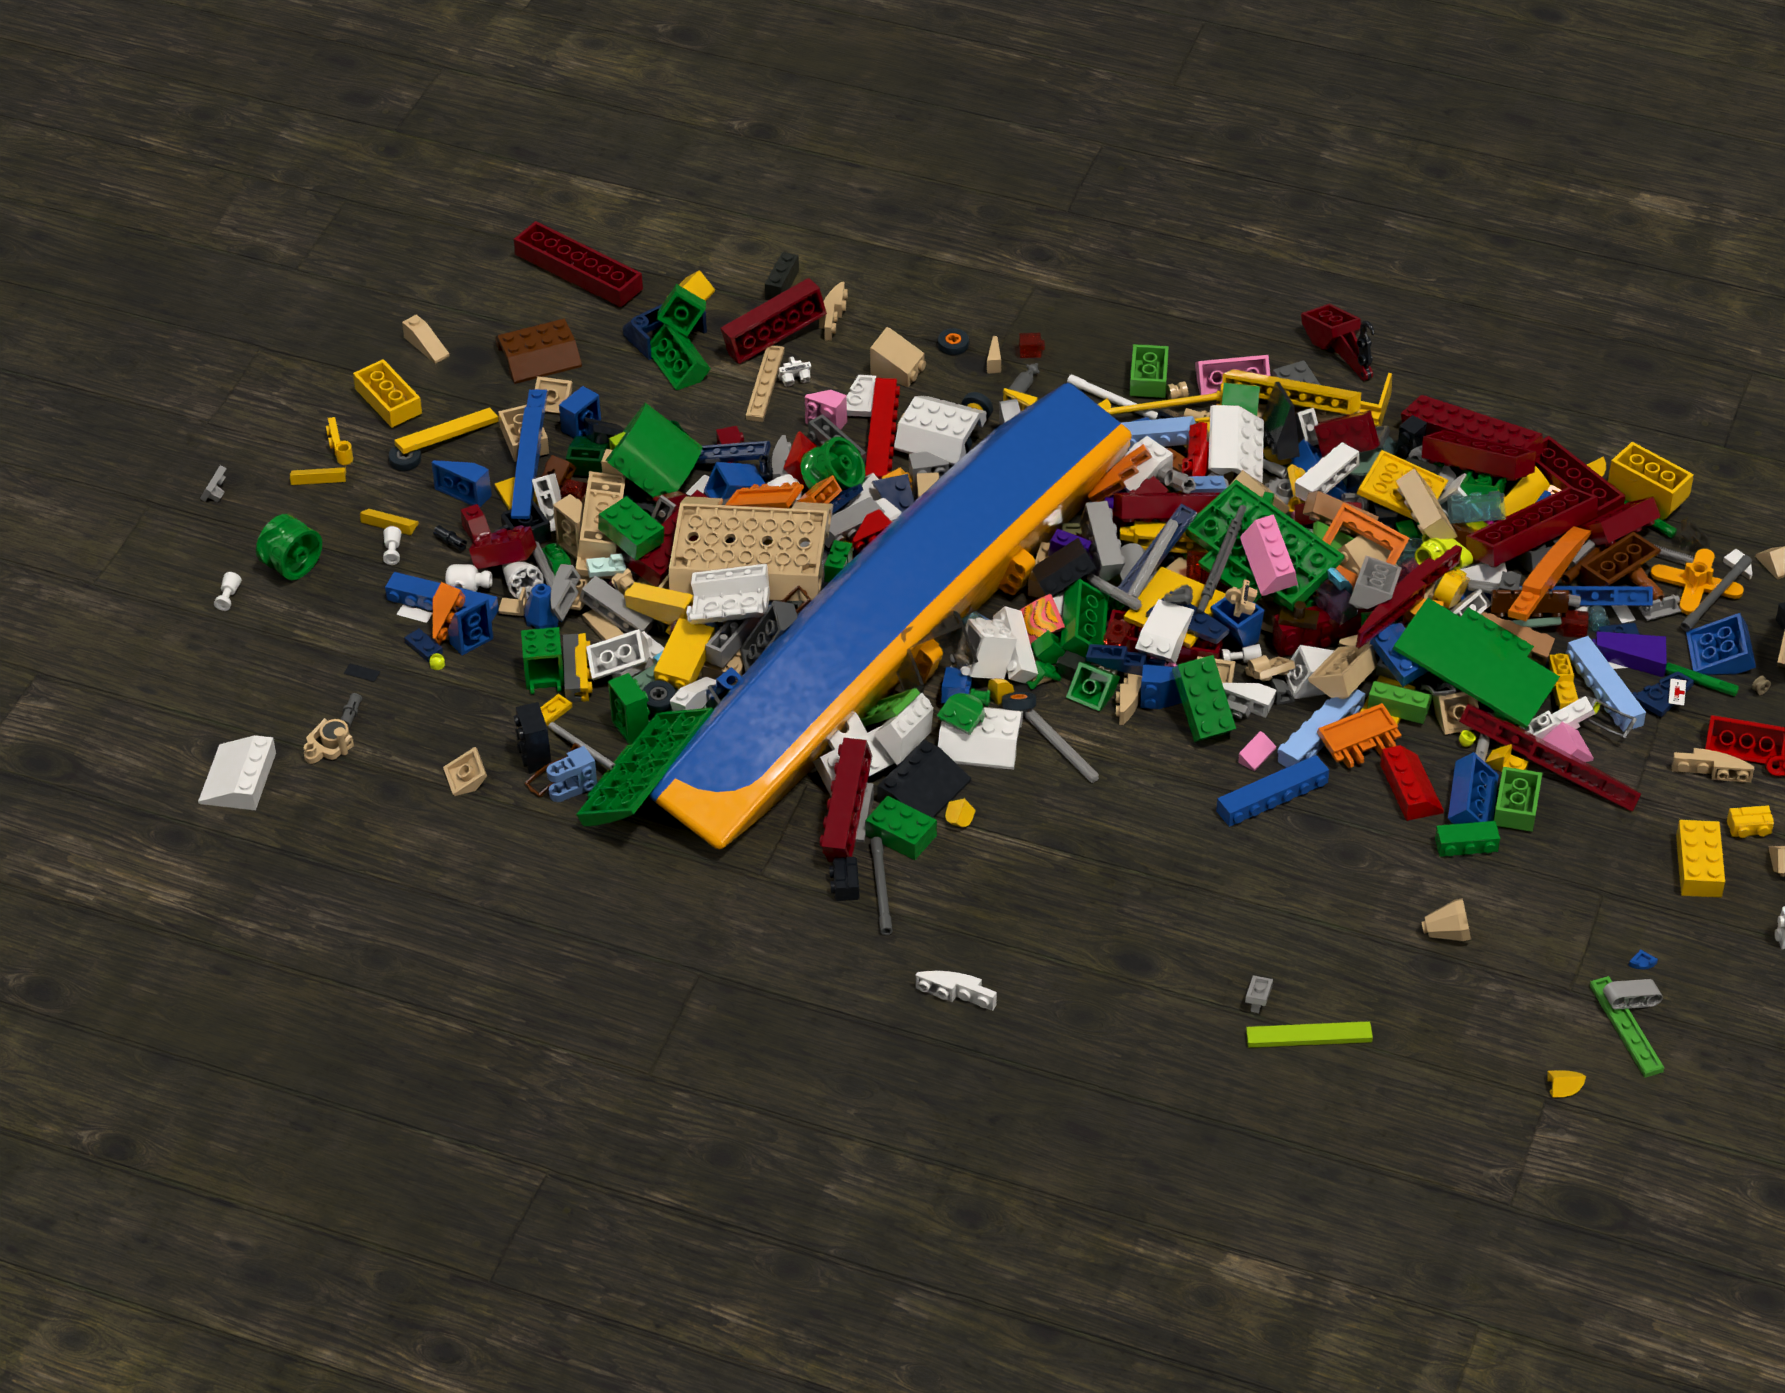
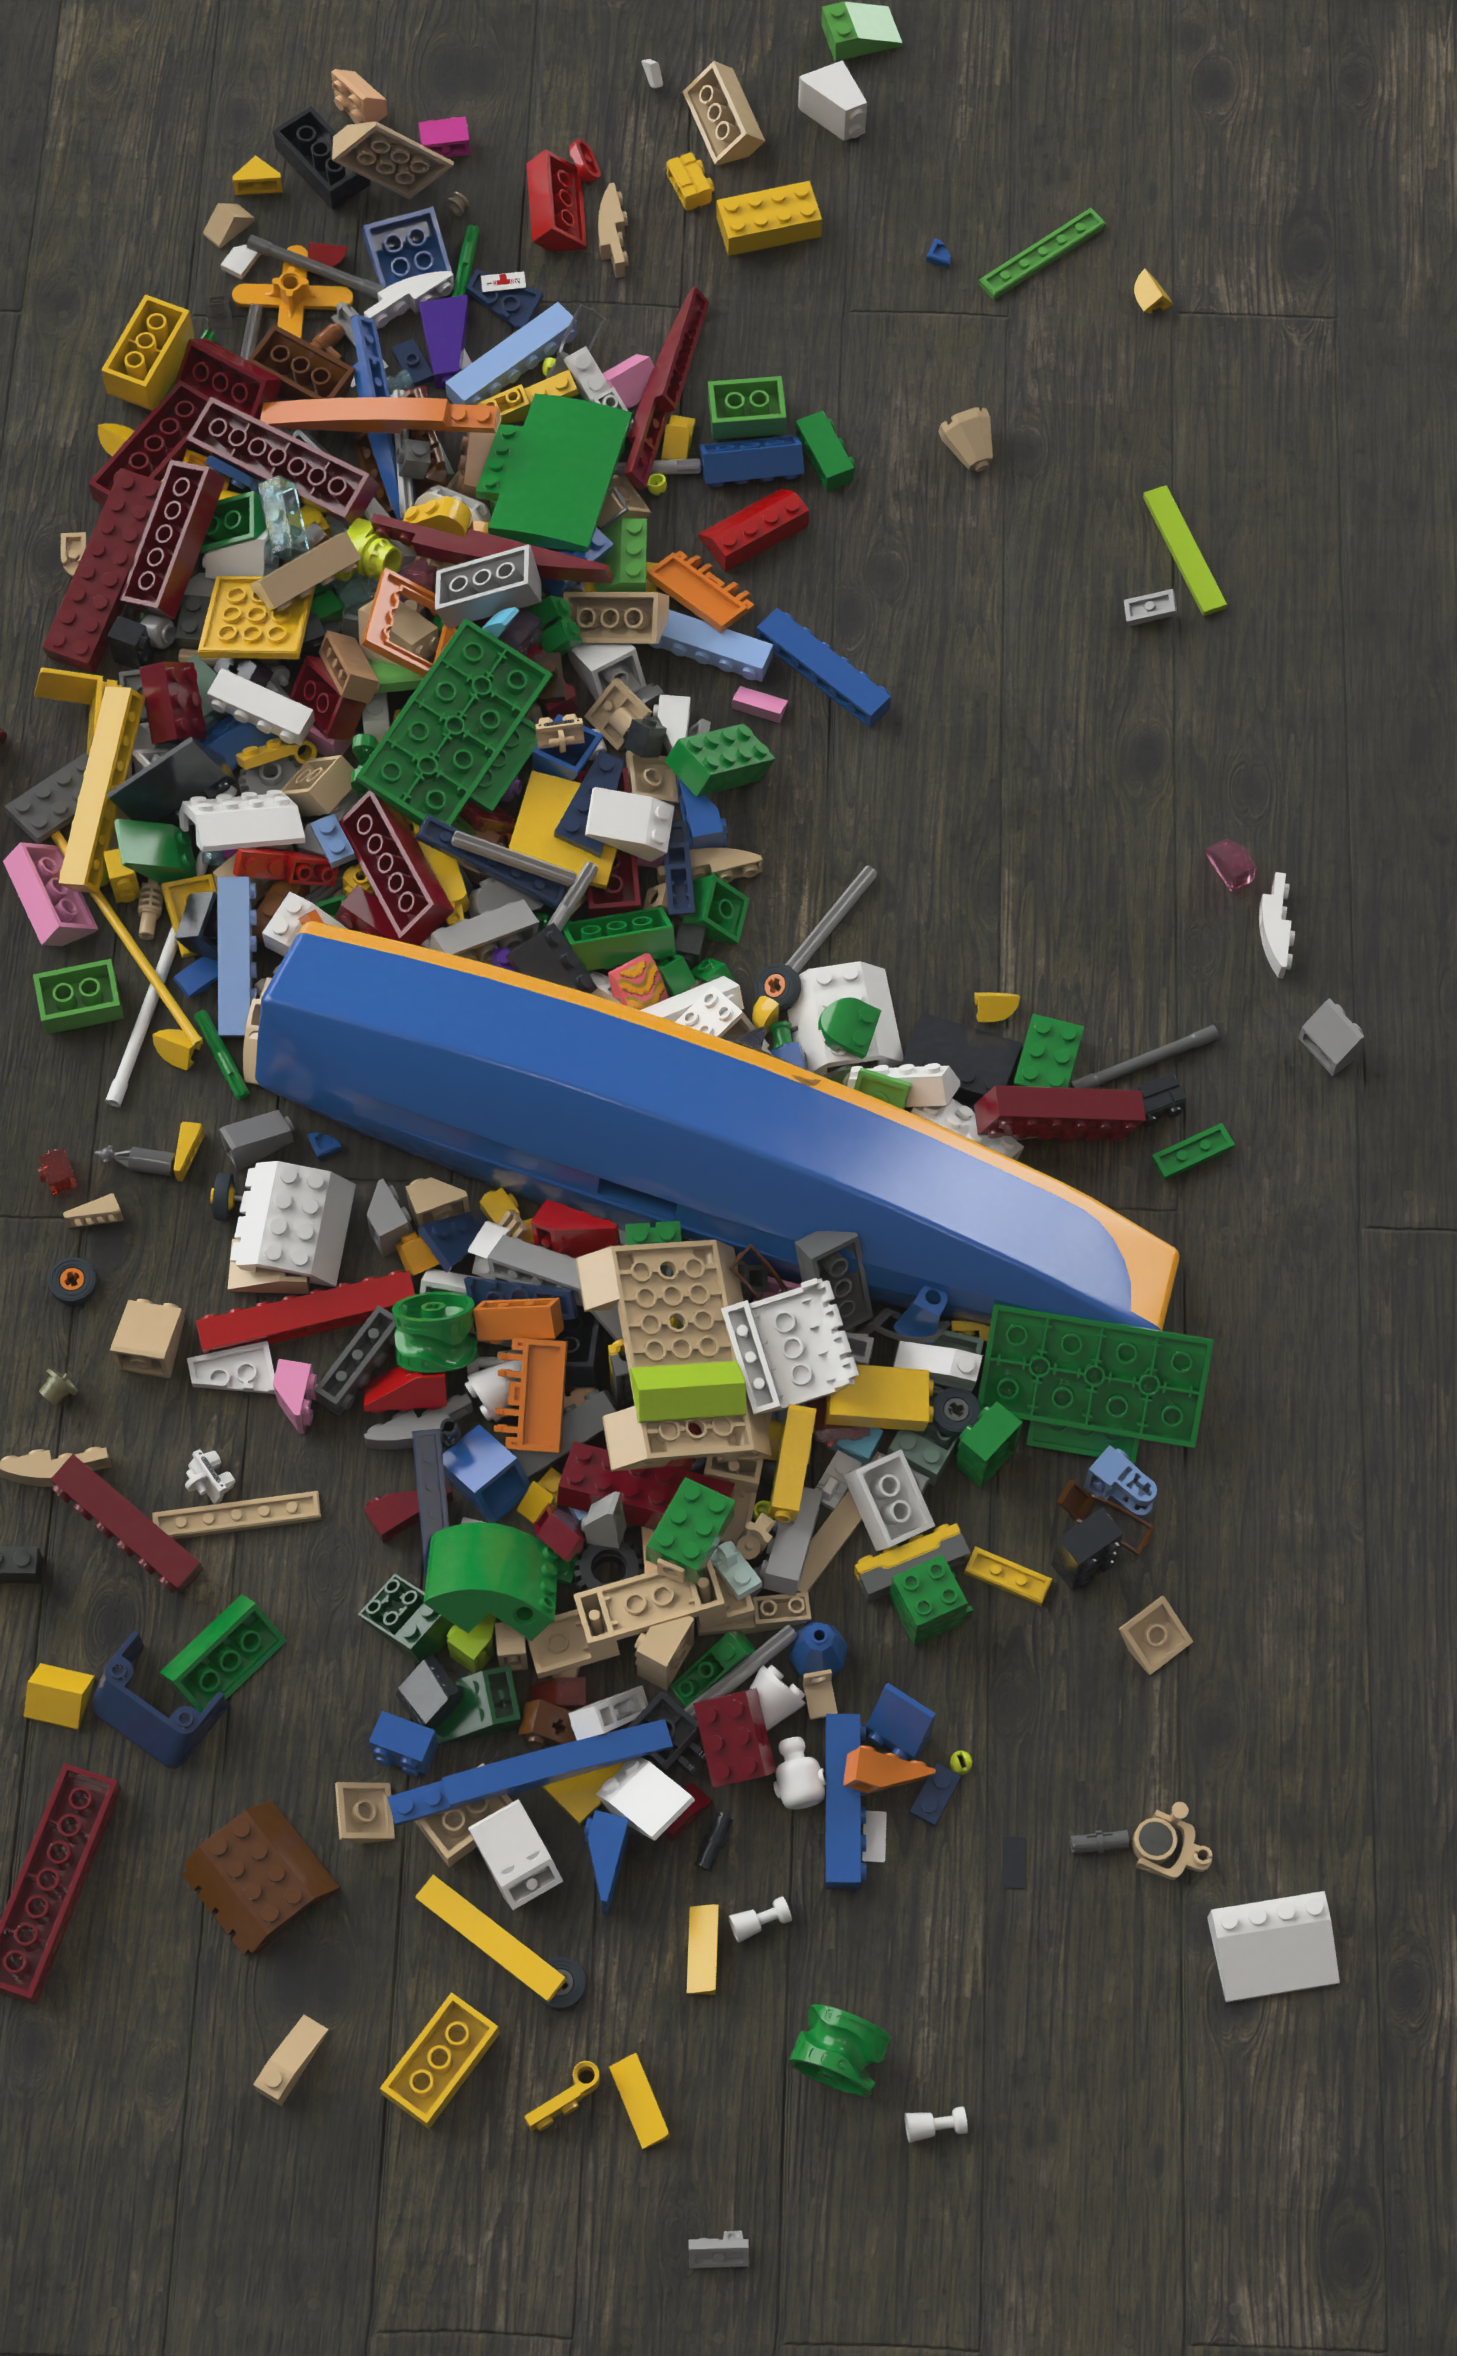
camera: 110 degrees left, 20 degrees up
(484, 440) = (515, 1854): none -> white slope
(486, 499) = (644, 1797): none -> white slope
(564, 590) = (801, 1611): light grey slope -> none
(572, 739) = (1051, 1504): light grey piece -> none
(681, 310) = (154, 1657): green brick -> none
(717, 533) = (688, 1391): none -> lime slope
(798, 890) = (1192, 1151): none -> green plate
(848, 989) = (1332, 1037): none -> light grey slope
(885, 319) = (57, 1387): none -> olive piece
(1019, 977) = (1231, 863): none -> clear pink slope
(1117, 633) = (645, 882): clear red brick -> none
(1176, 479) = (340, 875): light grey piece -> none
(1177, 391) = (104, 949): tan wheel -> none
(1180, 595) = (574, 805): dark grey piece -> none
(1221, 559) = (499, 769): dark grey axle -> none
(1241, 672) = (645, 737): none -> pearl dark grey brick
(1268, 556) = (490, 706): bright pink slope -> none
(1338, 639) = (560, 632): none -> green piece
(1632, 994) = (1005, 246): light grey beam -> none
(1678, 635) = (408, 293): none -> white slope
(1732, 602) = (326, 253): none -> red brick

